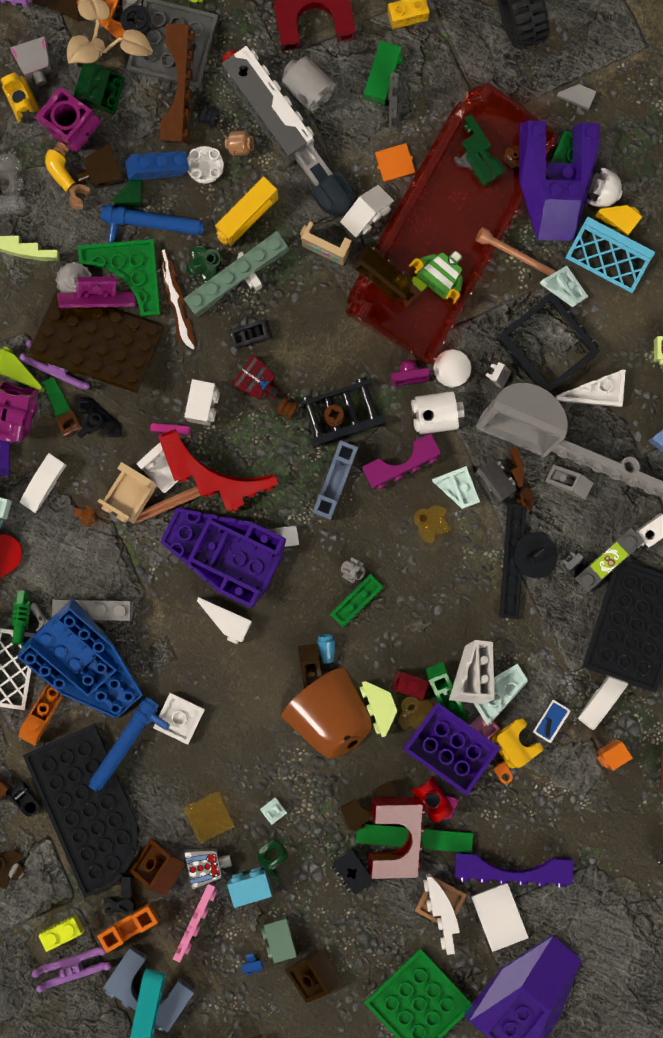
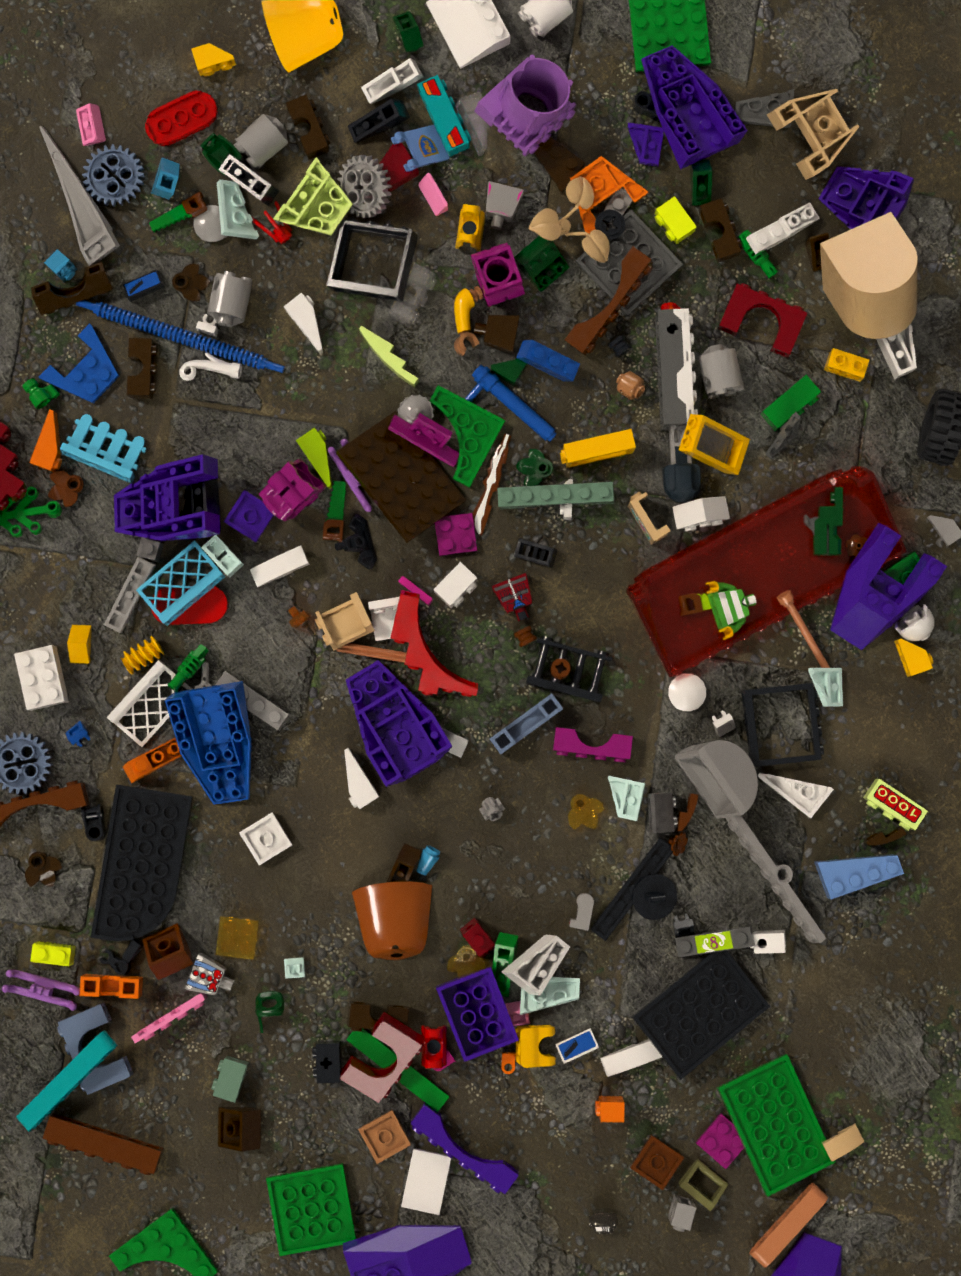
camera: 40 degrees right, 0 degrees up
(140, 719) = (233, 818): blue cylinder -> none
(174, 361) = (456, 534): none -> magenta plate
(205, 164) = (589, 384): white dish -> none
(250, 887) = (233, 1019): medium azure brick -> none
(253, 966) = (193, 1085): blue tile -> none
(341, 146) = (714, 444): none -> yellow window
(356, 600) = (478, 836): green tile -> none
(380, 705) = (441, 938): yellowish green slope -> none
(383, 274) = (679, 576): dark brown slope -> none
(394, 162) = (752, 485): orange piece -> none
(409, 374) = (647, 674): magenta tile -> none
(441, 906) = (382, 1139): white slope -> none
(443, 412) = (655, 725): white cylinder -> none
(486, 608) = (585, 906): none -> light grey leg
(569, 481) = (724, 853): light grey slope -> none
(618, 240) = (898, 673): medium azure fence -> none

